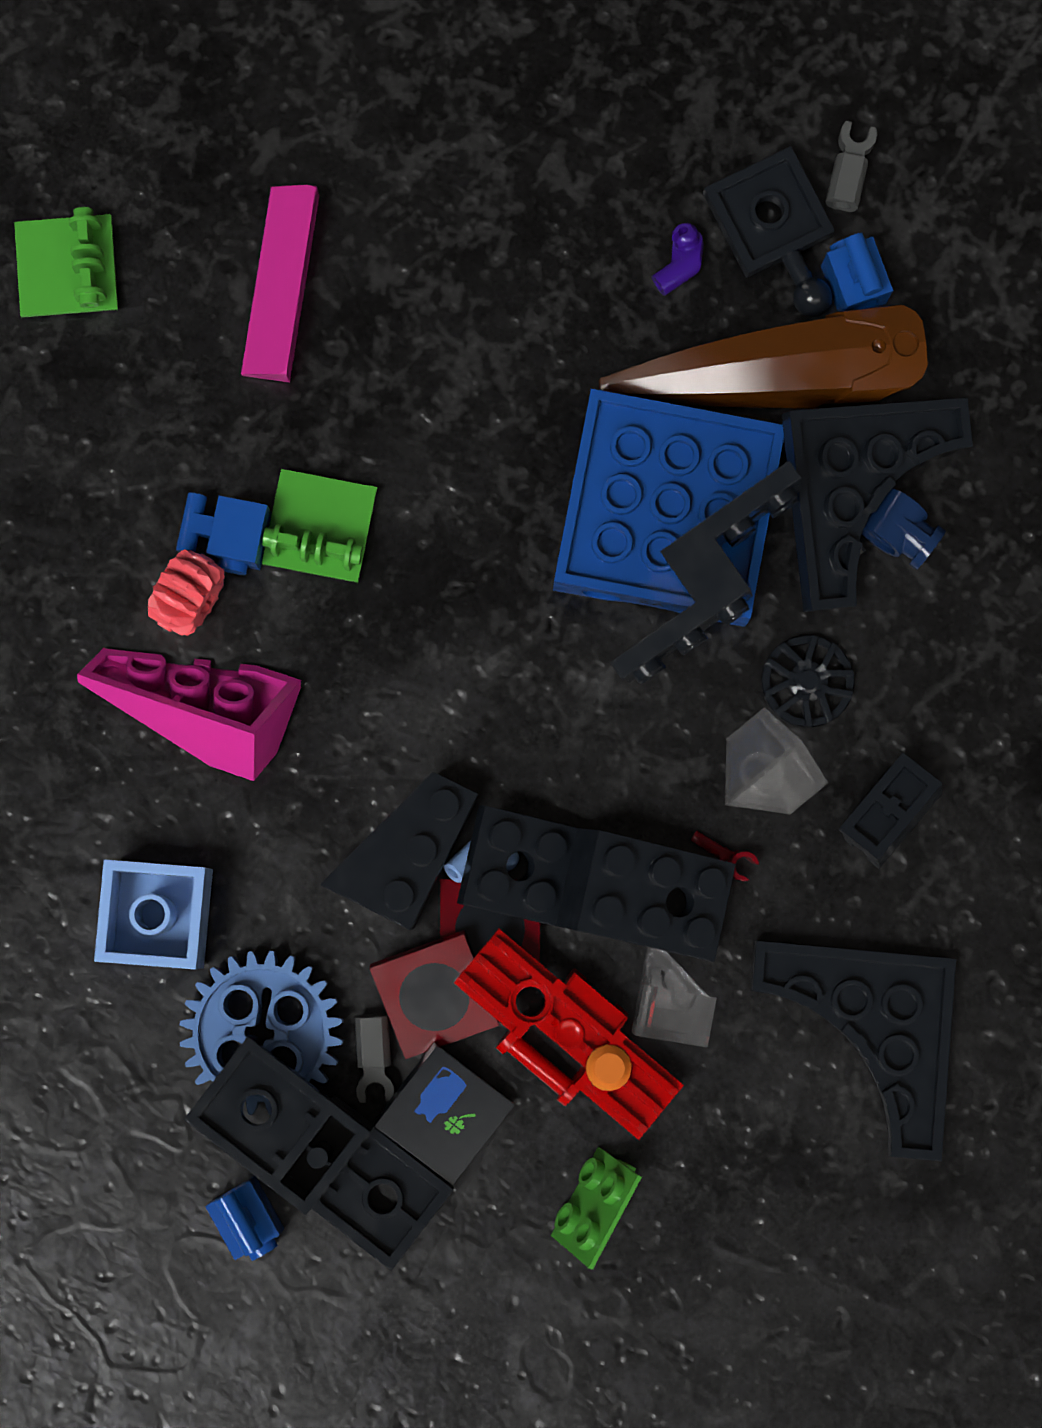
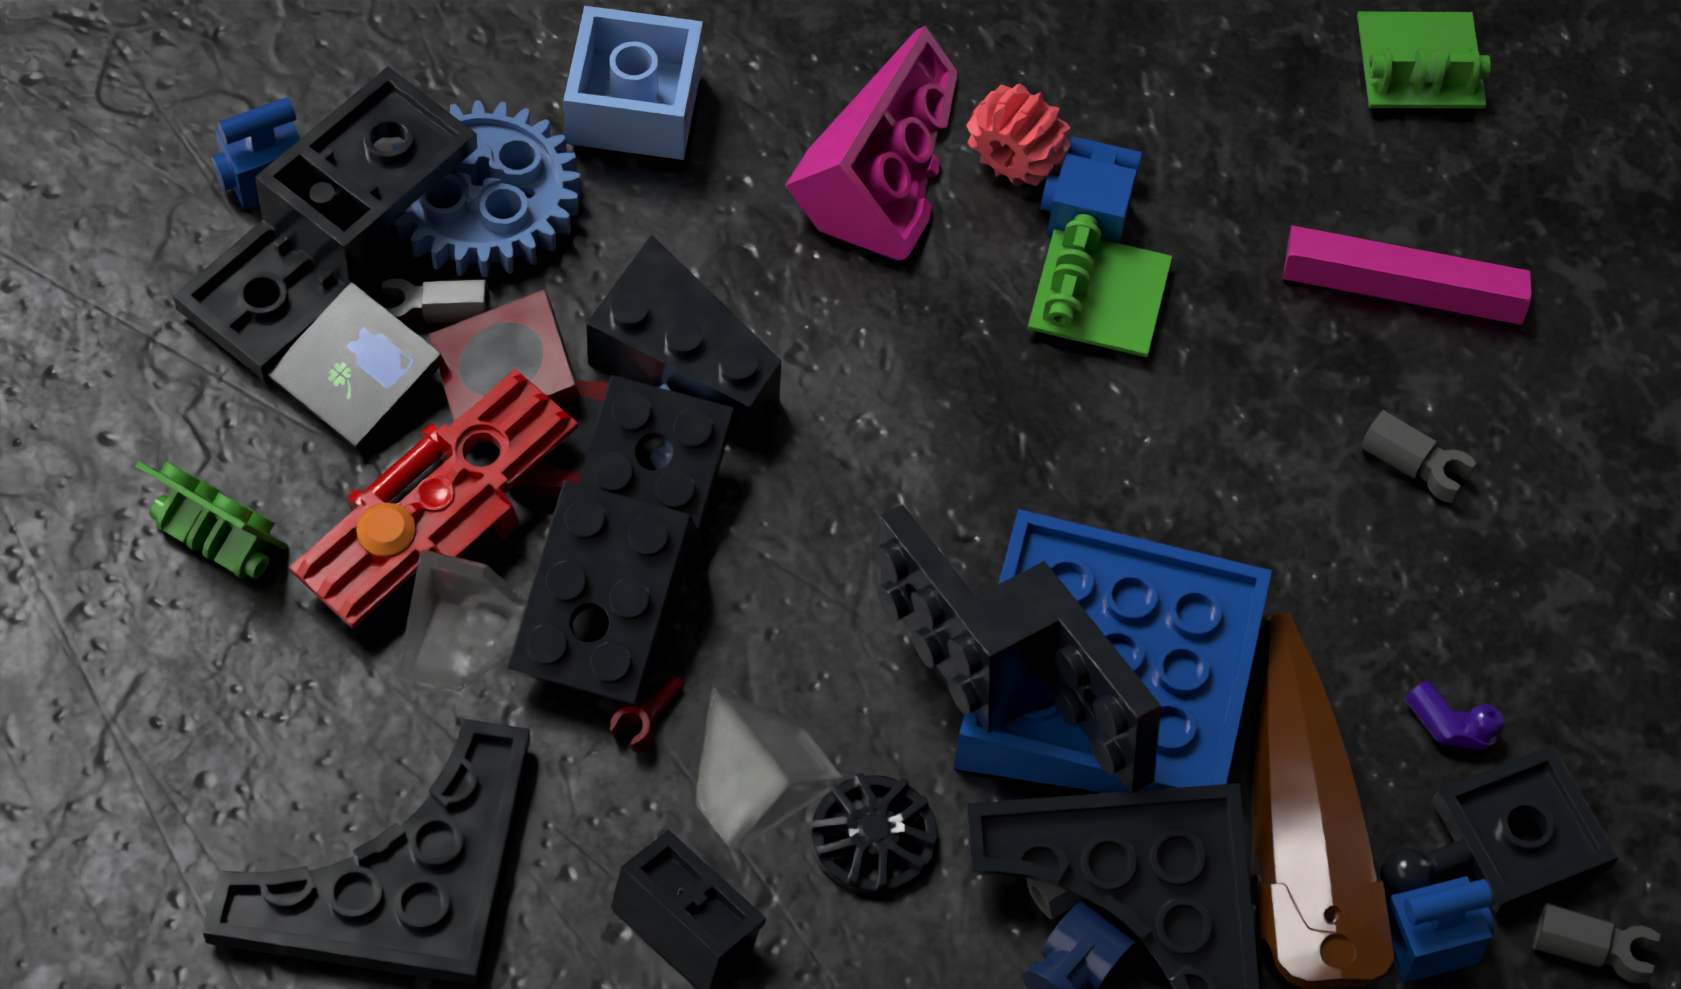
camera: 90 degrees right, 25 degrees down
(453, 282) = (1417, 455): none -> dark grey bar

